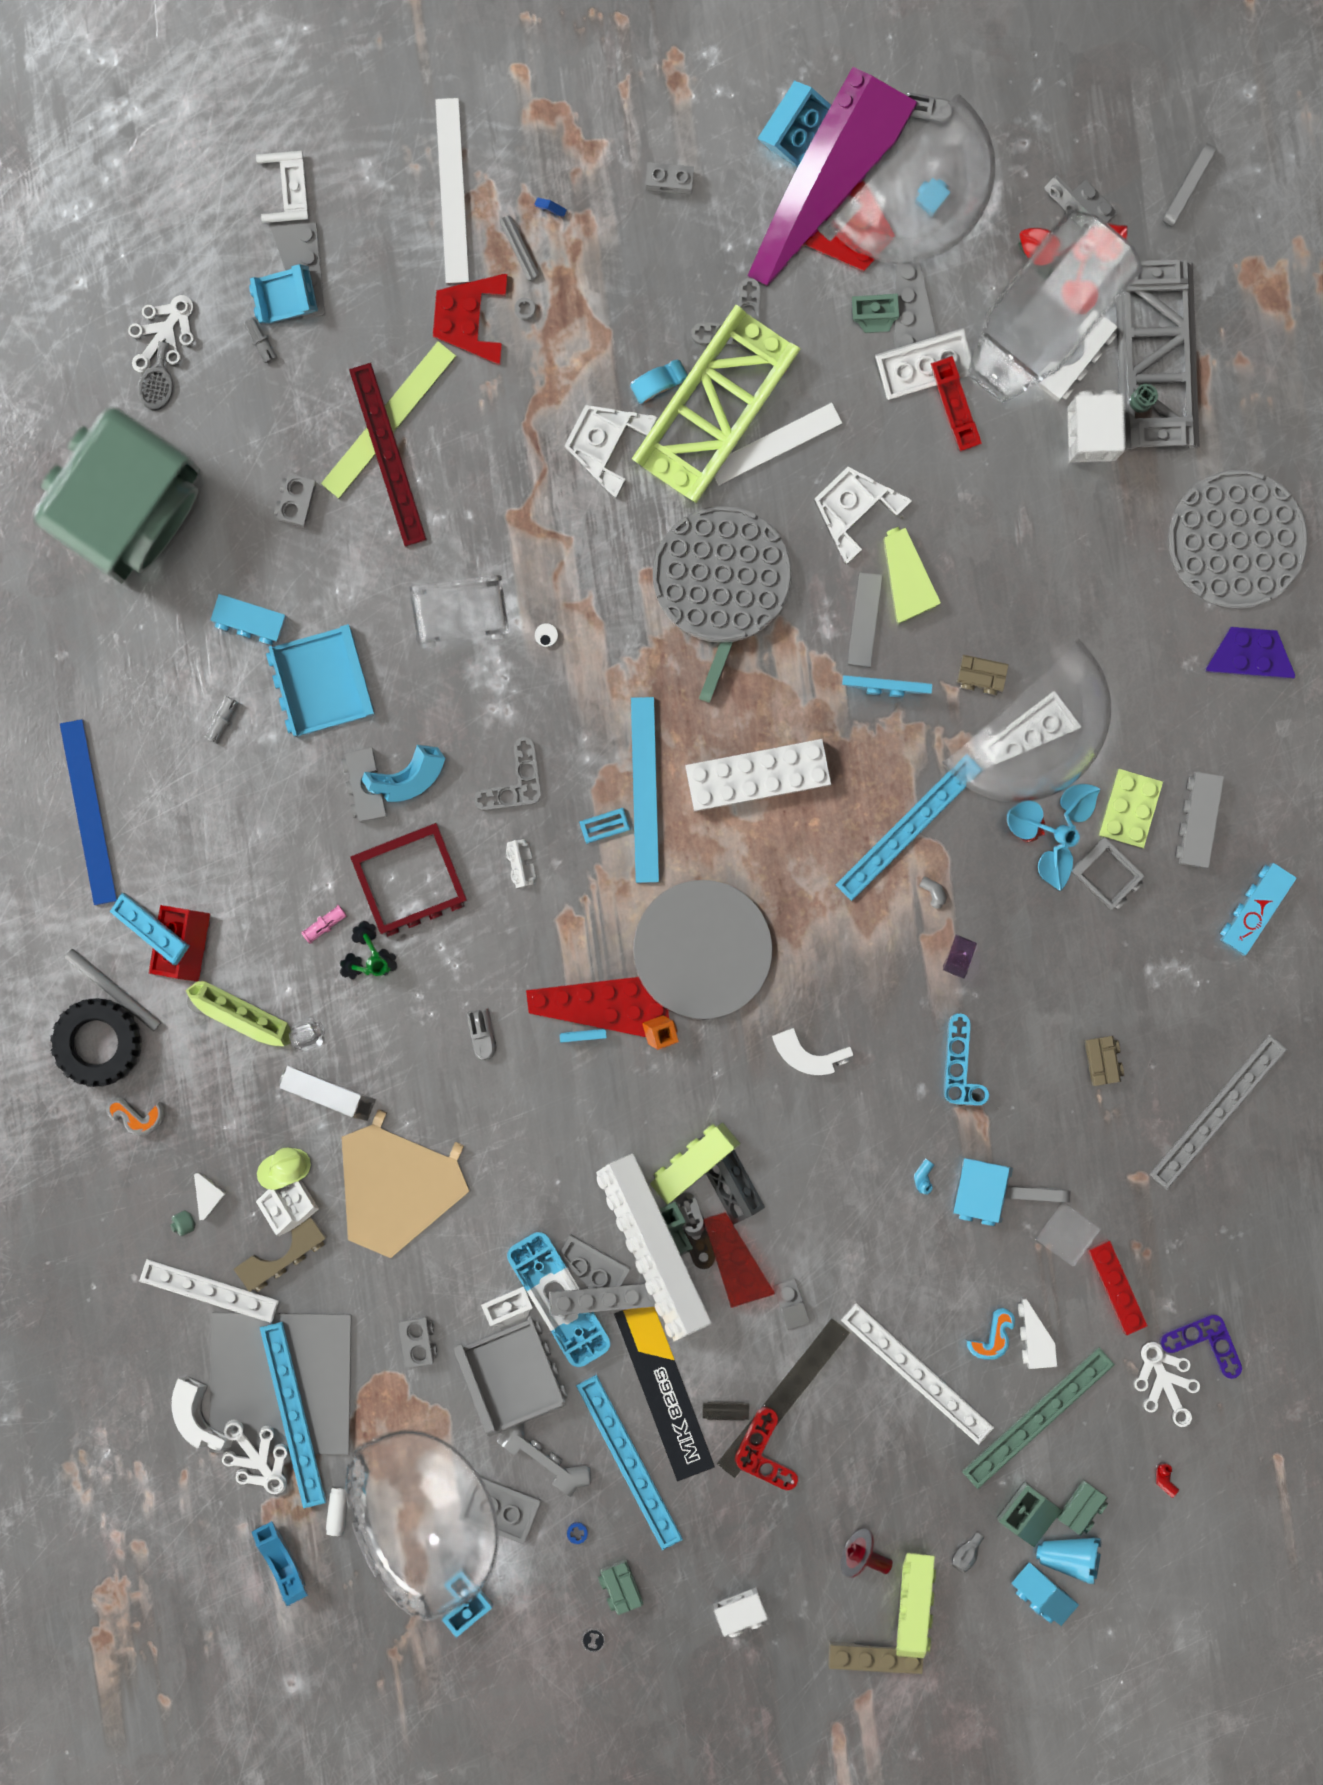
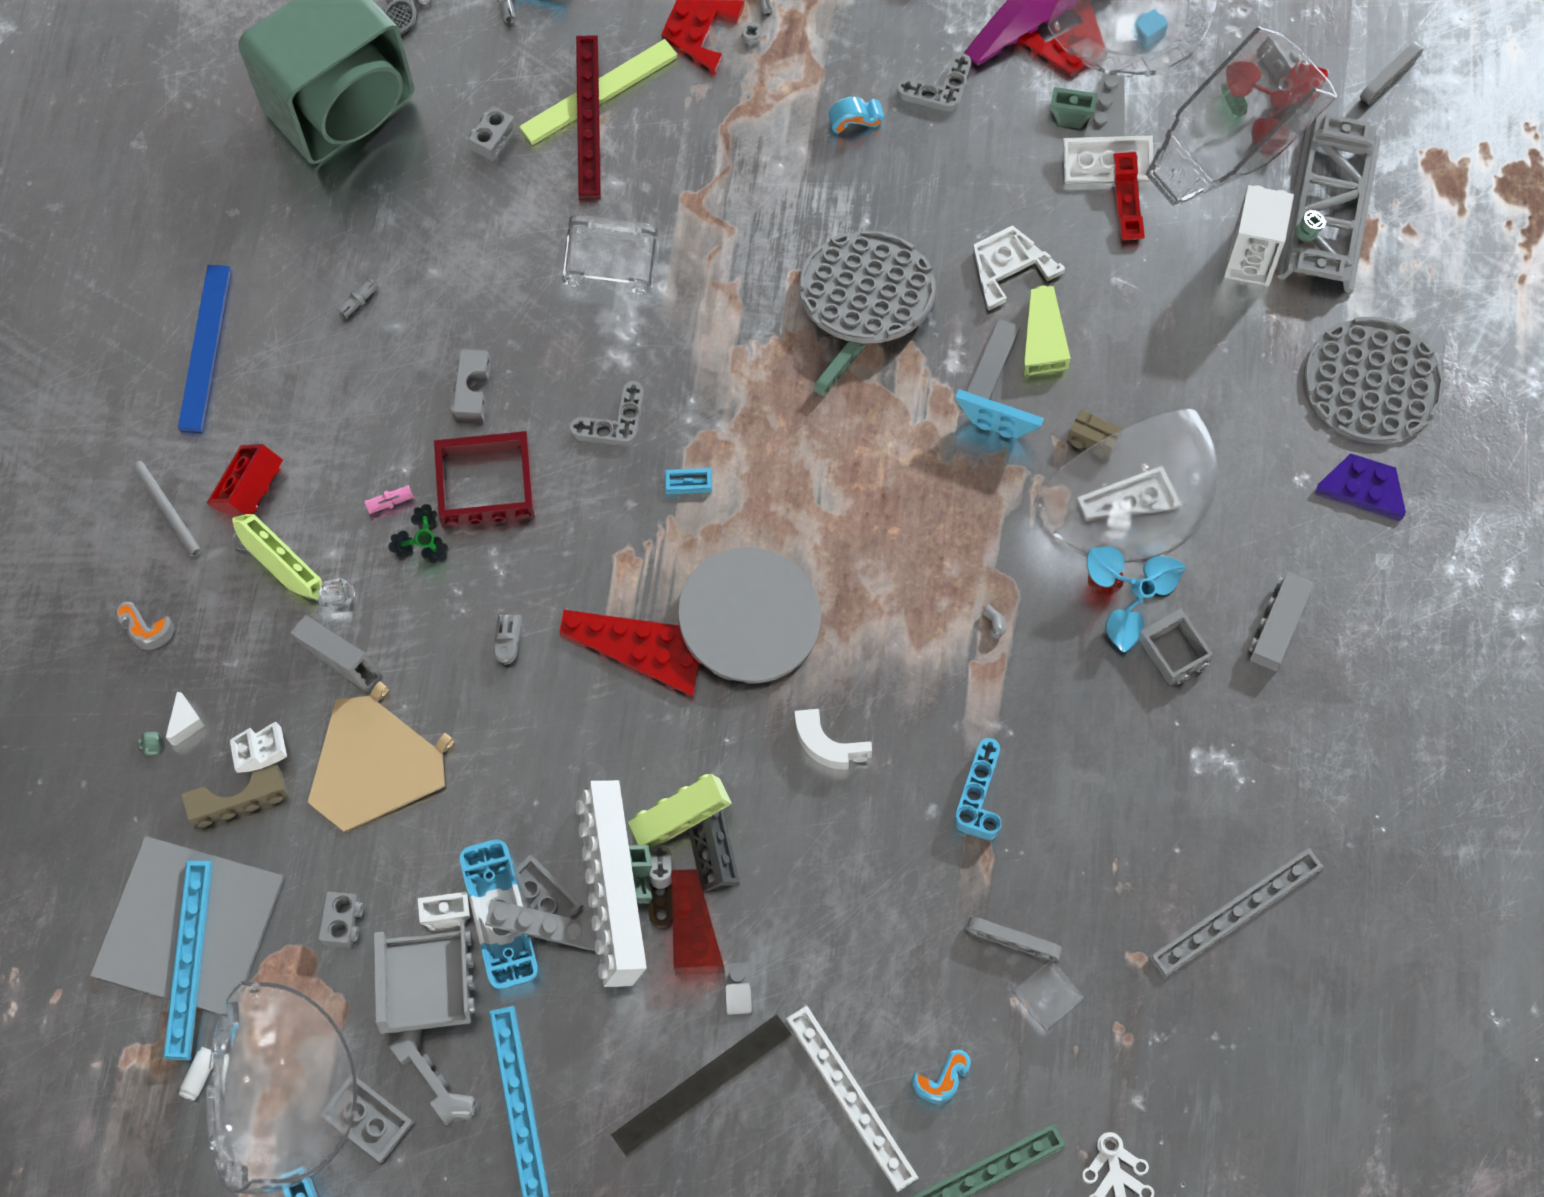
camera: 20 degrees right, 20 degrees down
(64, 1042) = (115, 523): black tyre -> none
(149, 928) = (220, 456): medium azure tile -> none
(188, 1416) = (82, 930): white arch -> none
(209, 1291) = (151, 814): white tile -> none
(248, 619) = (413, 219): medium azure brick -> none
(256, 1460) = (135, 993): white plant -> none
(281, 1563) = (119, 1106): dark azure arch -> none
(283, 1168) = (268, 712): yellowish green piece -> none
(320, 681) = (461, 289): medium azure panel -> none
(410, 781) = (516, 392): medium azure arch -> none
(521, 874) = (596, 484): white hinge -> none
(546, 635) = (685, 302): white tile -> none
(581, 1526) = (434, 1173): blue bush -> none
(583, 1035) = (606, 665): medium azure tile -> none
(597, 436) = (785, 147): white wing -> none
(644, 789) = (736, 460): medium azure tile -> none
(660, 1032) = (684, 676): orange brick -> none
(664, 1391) = (579, 1045): black sticker -> none
(726, 1411) = (637, 1080): clear smoke piece -> none
(757, 1458) = (657, 1141): red beam -> none
(758, 775) = (850, 469): white brick -> none
(768, 349) = (840, 180): yellowish green piece -> none
(778, 443) = (948, 194): white tile -> none
(900, 836) = (974, 563): medium azure tile -> none
(922, 1179) = (910, 893): medium azure arm -> none
(959, 956) = (1004, 689): clear purple slope -> none
(982, 1191) = (969, 922): medium azure panel -> none
(1040, 1346) = (990, 1097): white slope -> none
(1060, 383) = (1229, 199): white arch -> none
(1103, 1060) = (1128, 826): dark tan brick -> none
(1117, 1287) = (1088, 1062): red brick -> none
(1130, 808) = (1213, 594): yellowish green plate -> none
(1212, 1336) = (1179, 1146): dark purple beam -> none
(1257, 909) = (1322, 719): medium azure brick -> none

